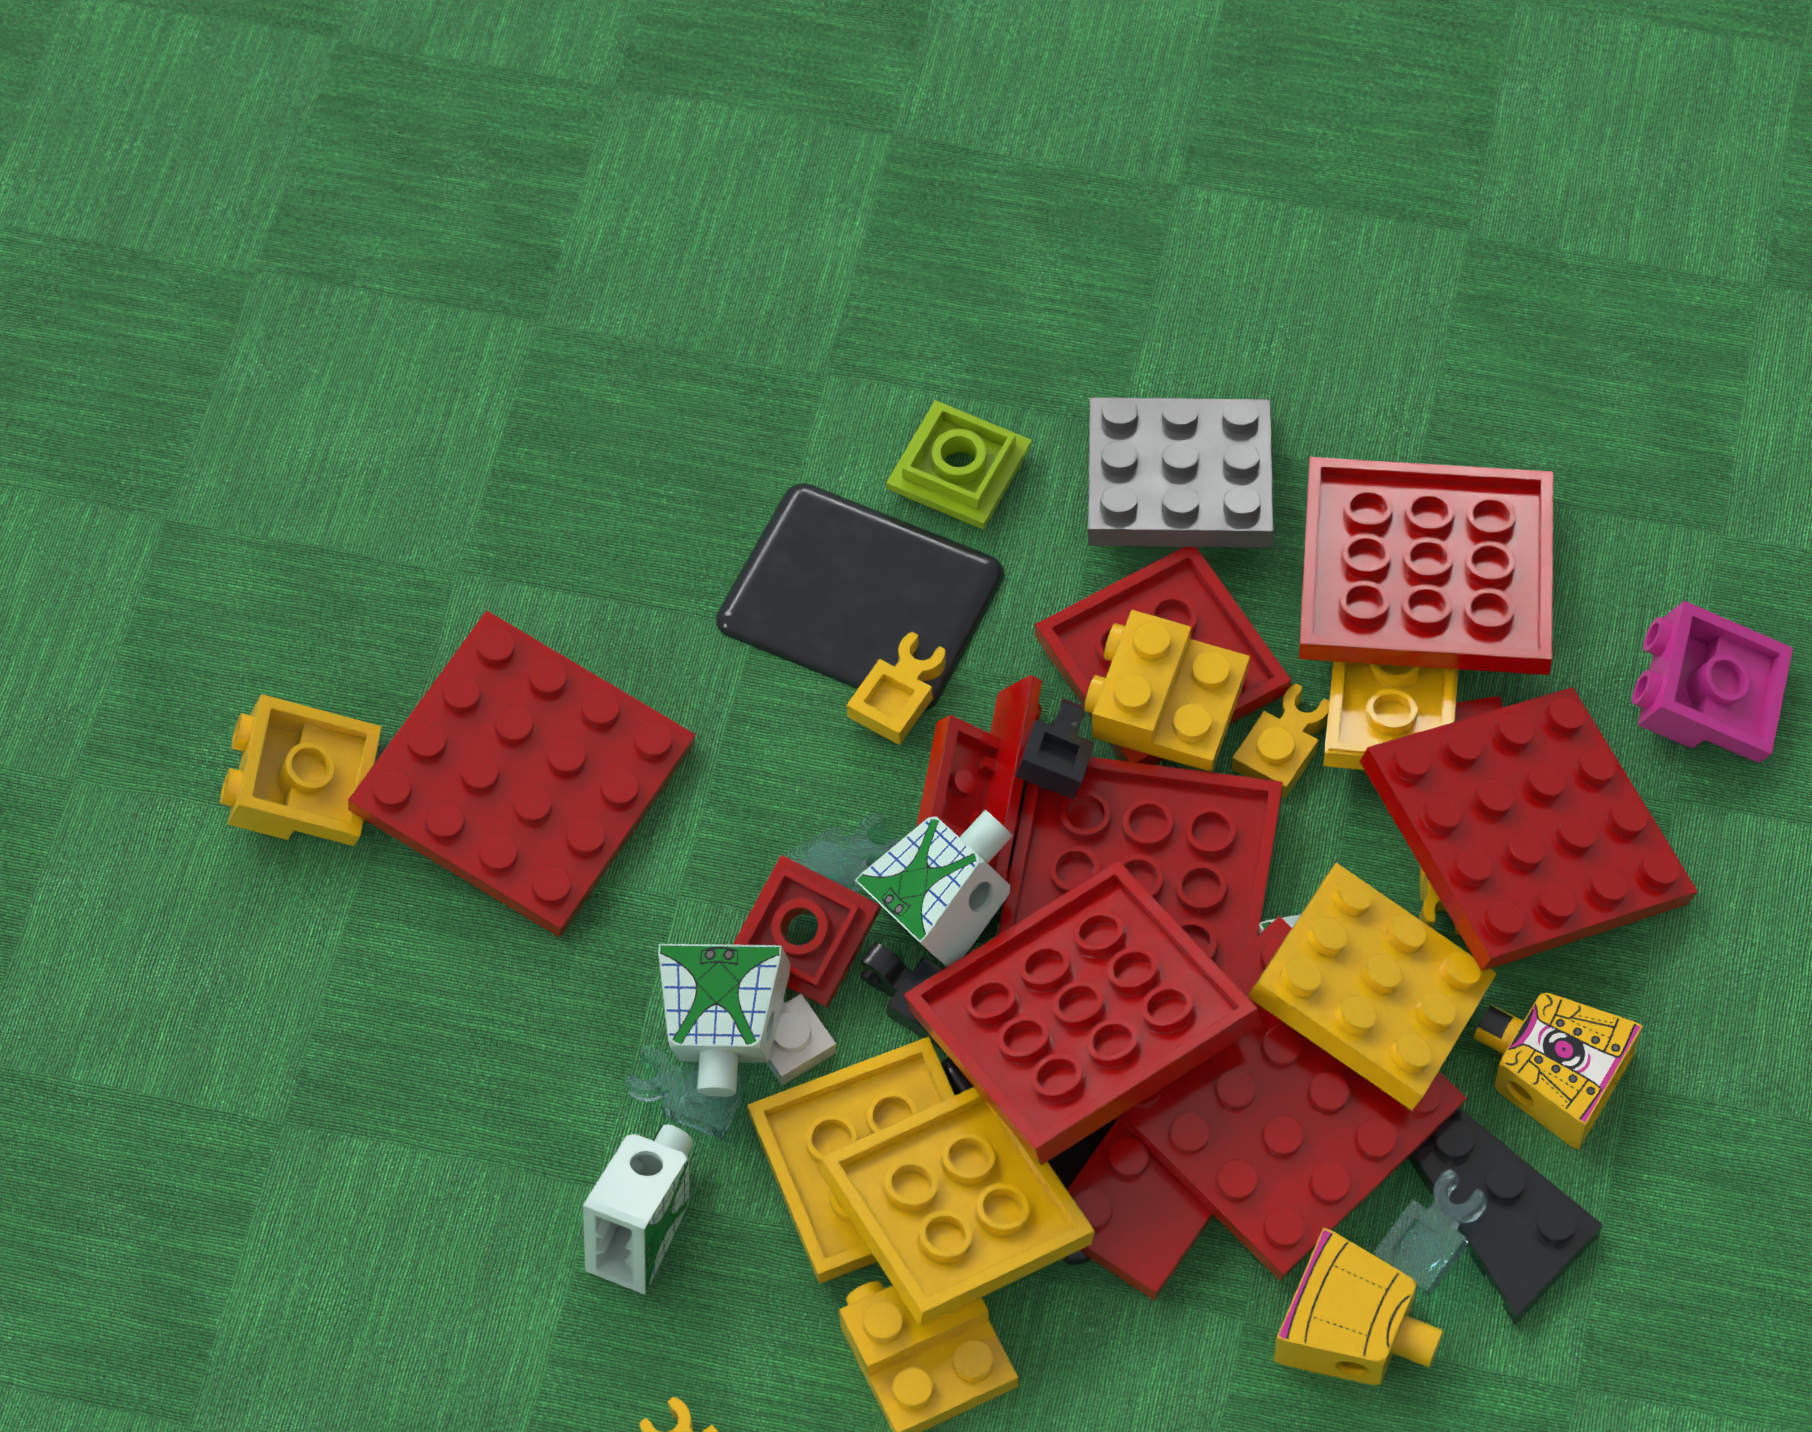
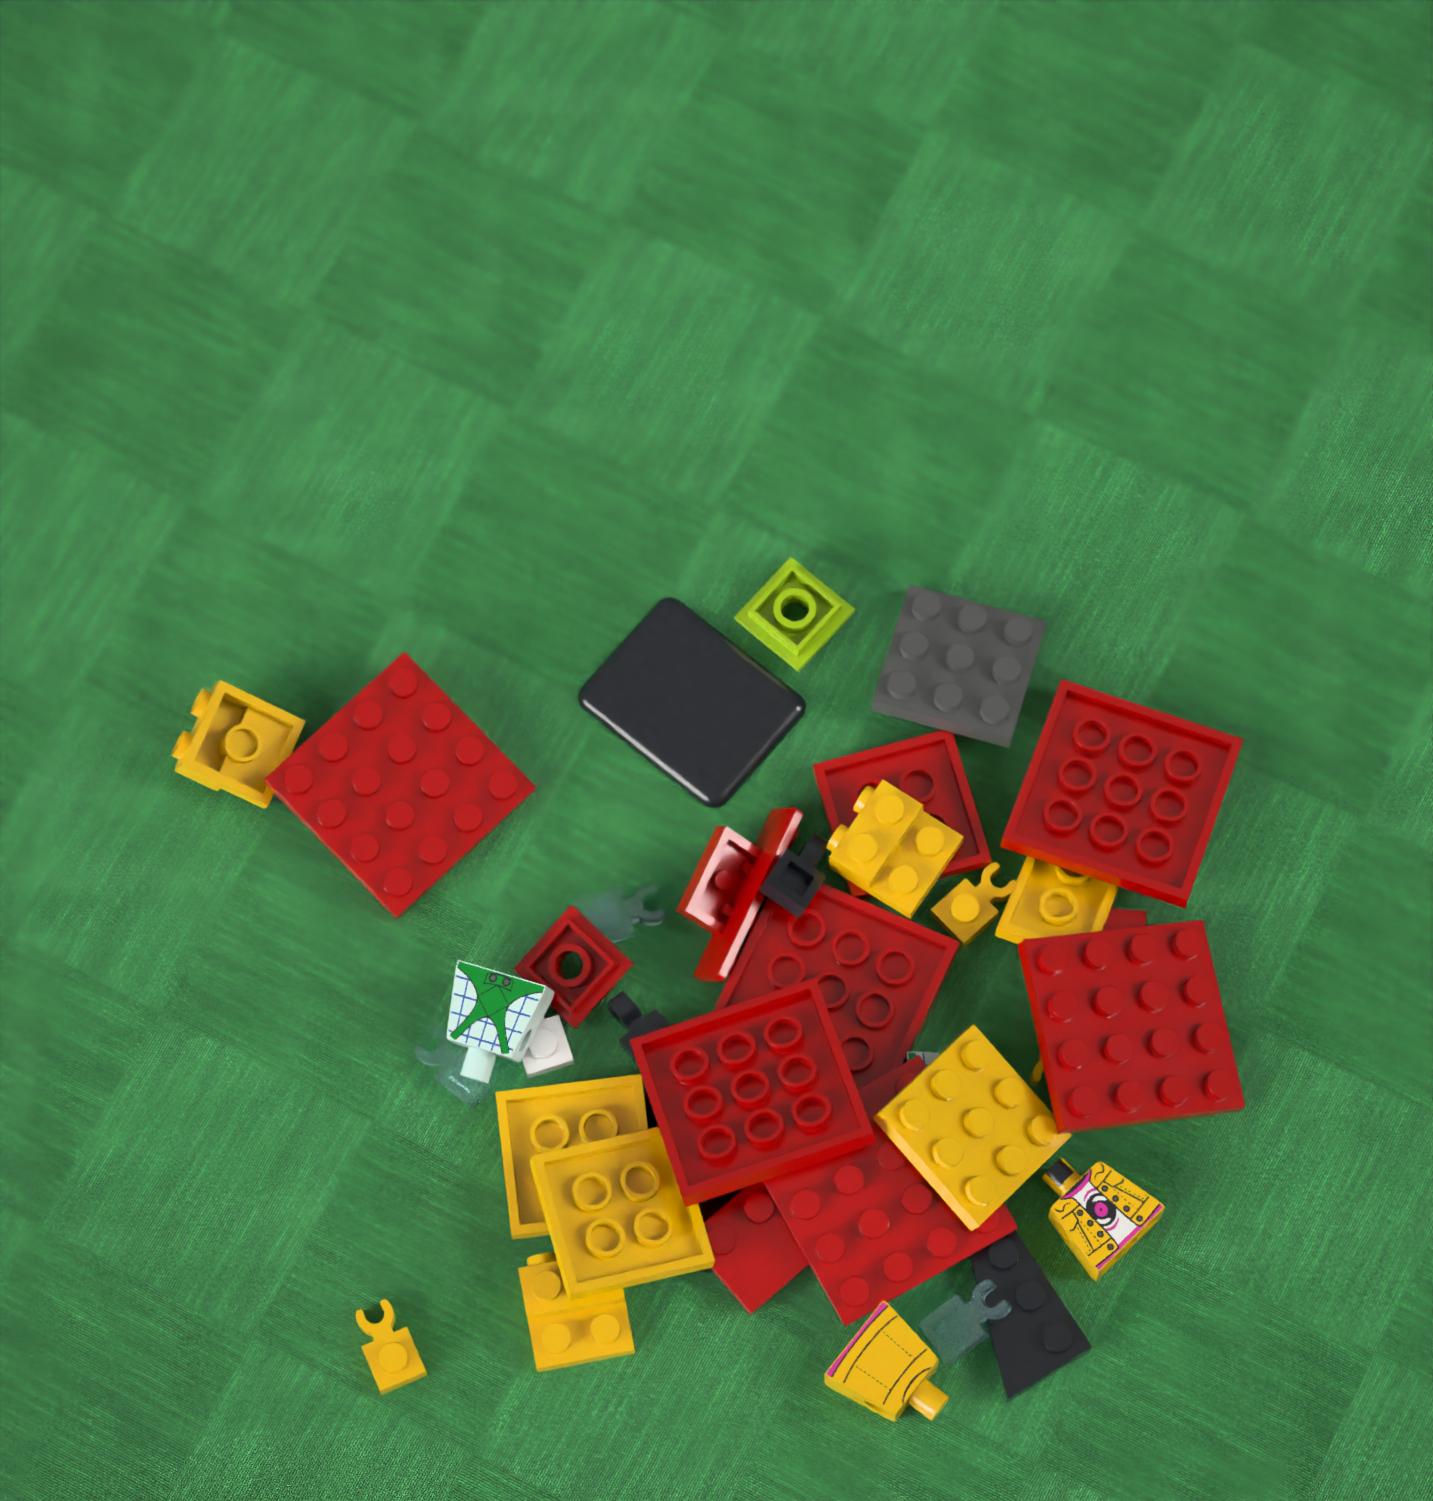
camera: 15 degrees right, 10 degrees up
(637, 1207) = (396, 1150): light aqua torso -> none
(896, 696) = (692, 793): yellow plate -> none
(942, 883) = (680, 961): light aqua torso -> none
(1712, 682) = (1309, 944): dark pink plate -> none

